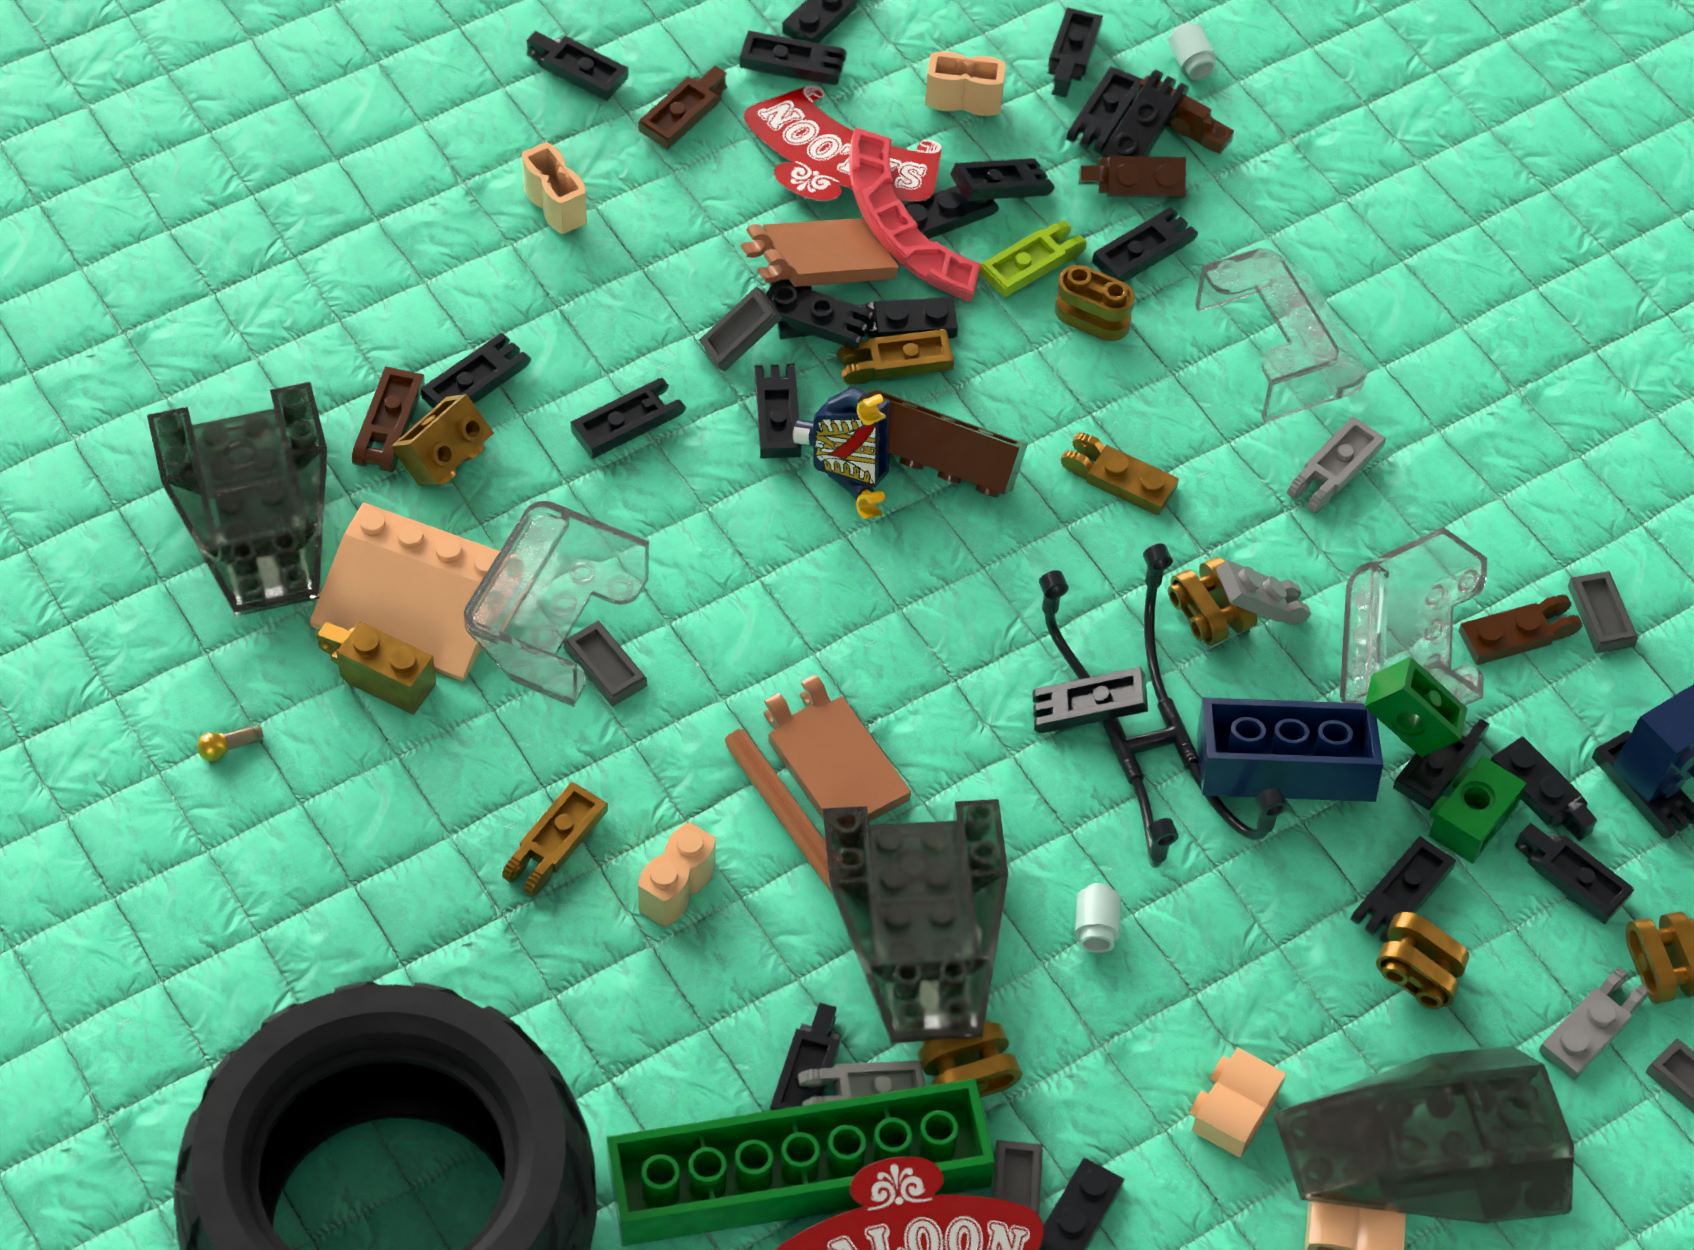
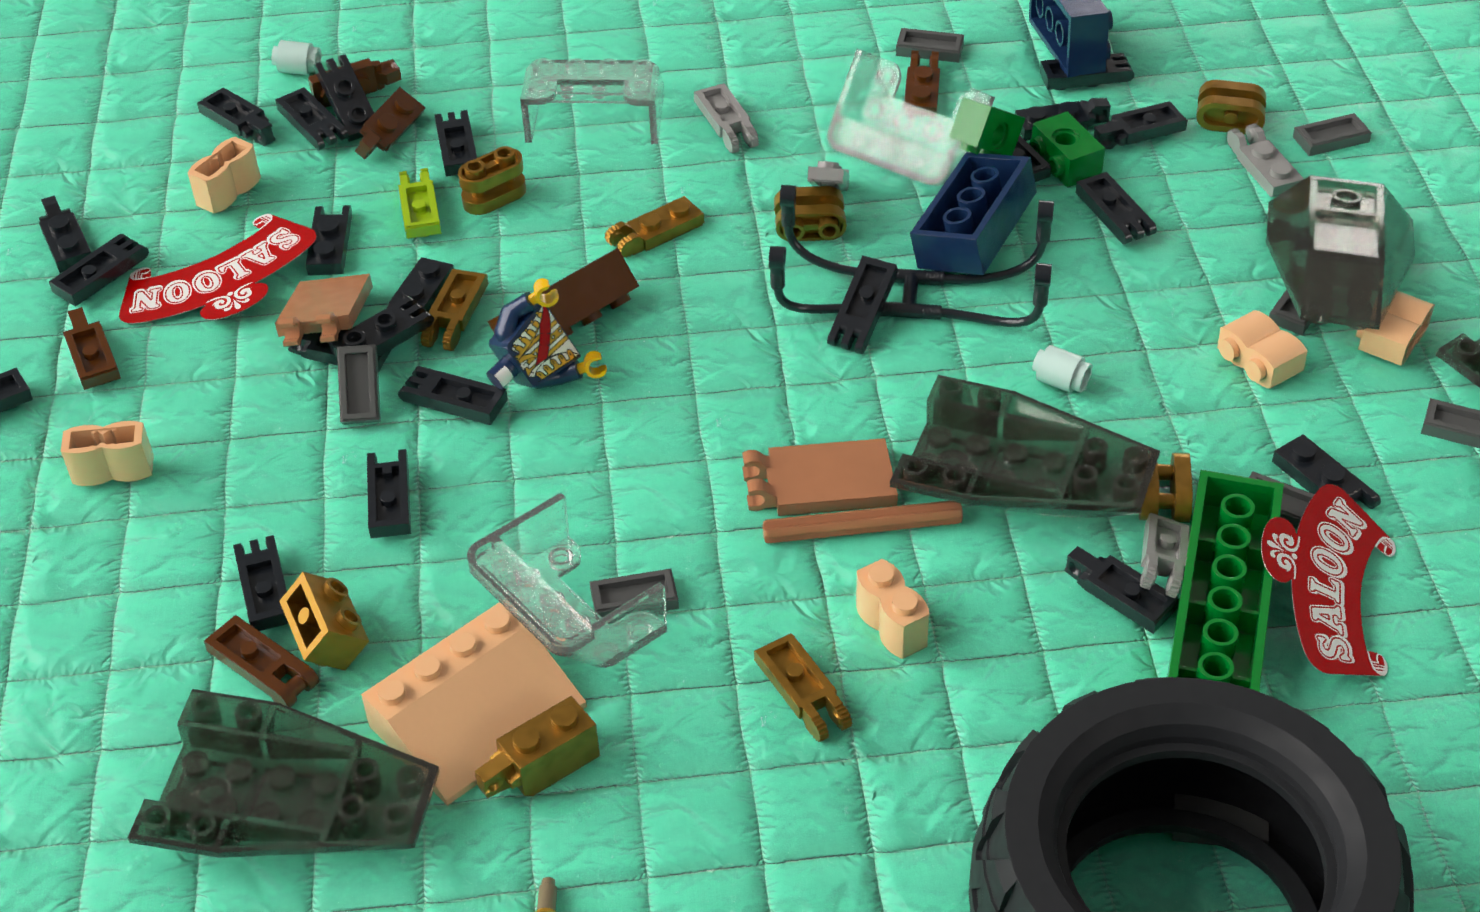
camera: 60 degrees left, 10 degrees down
(894, 225) = (323, 261): coral tile -> none
(1001, 179) = (332, 191): black hinge -> none
(1422, 960) = (1186, 212): pearl gold brick -> none

